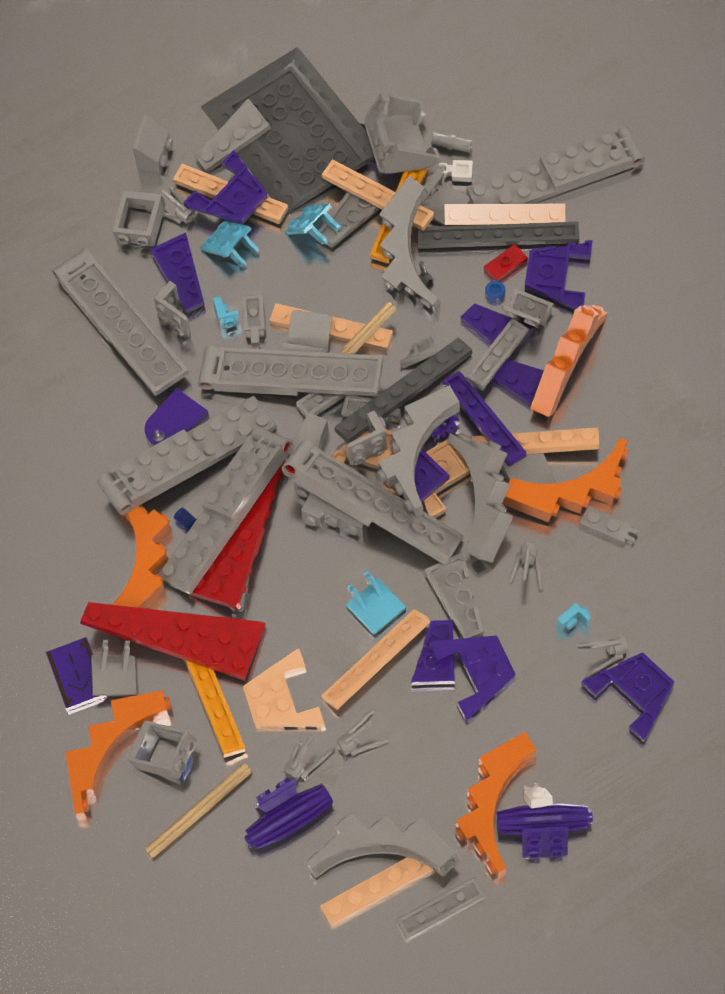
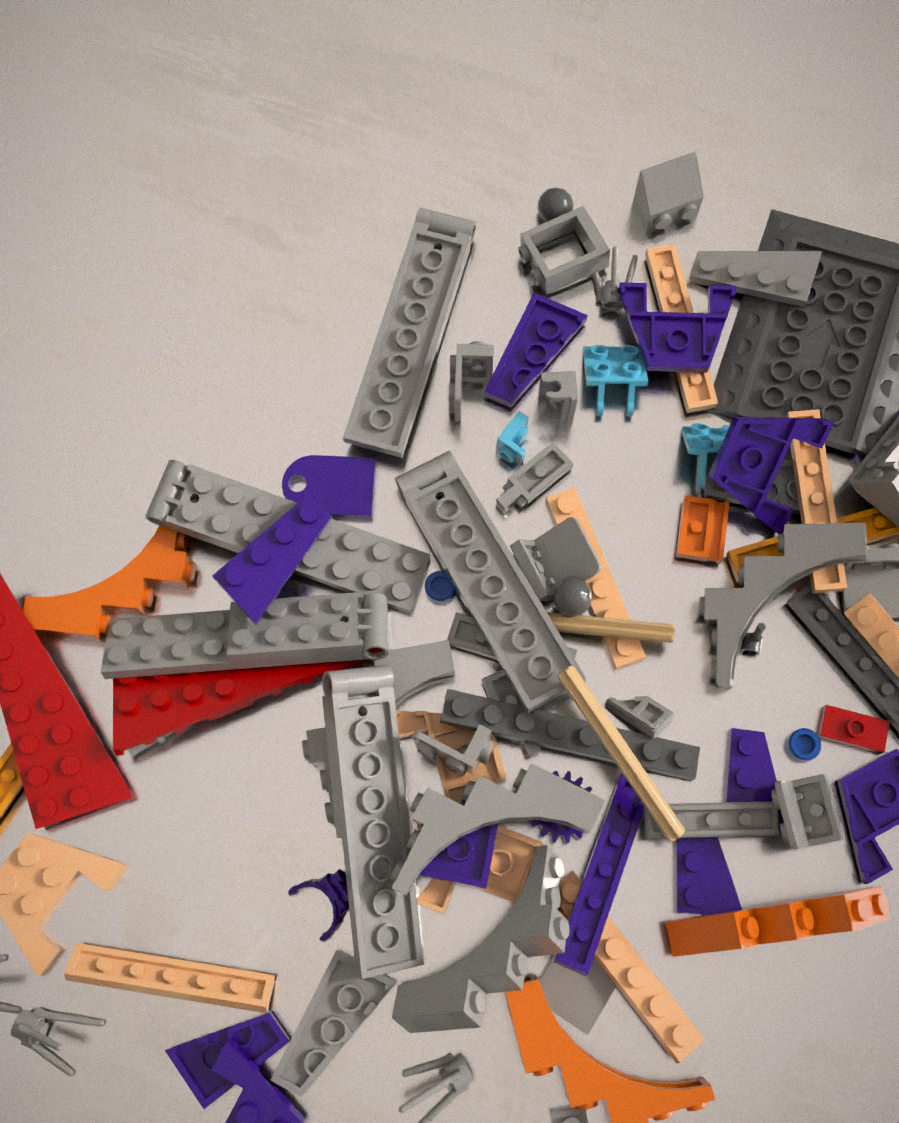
camera: 50 degrees right, 10 degrees up
(108, 205) = (554, 203): none -> dark grey piece
(184, 518) = (208, 596): clear blue hinge -> none
(198, 465) = (266, 564): none -> dark purple wing
(221, 272) = (560, 391): none -> light grey hinge
(274, 404) = (439, 587): none -> blue tile
(334, 205) = (753, 456): none -> dark purple wing
(334, 338) = (573, 597): none -> dark grey piece
(348, 259) = (702, 529): none -> orange plate
(375, 604) = (247, 919): medium azure plate -> none
(390, 551) = (336, 890): none -> dark purple helmet
(432, 365) = (621, 753): none -> tan axle

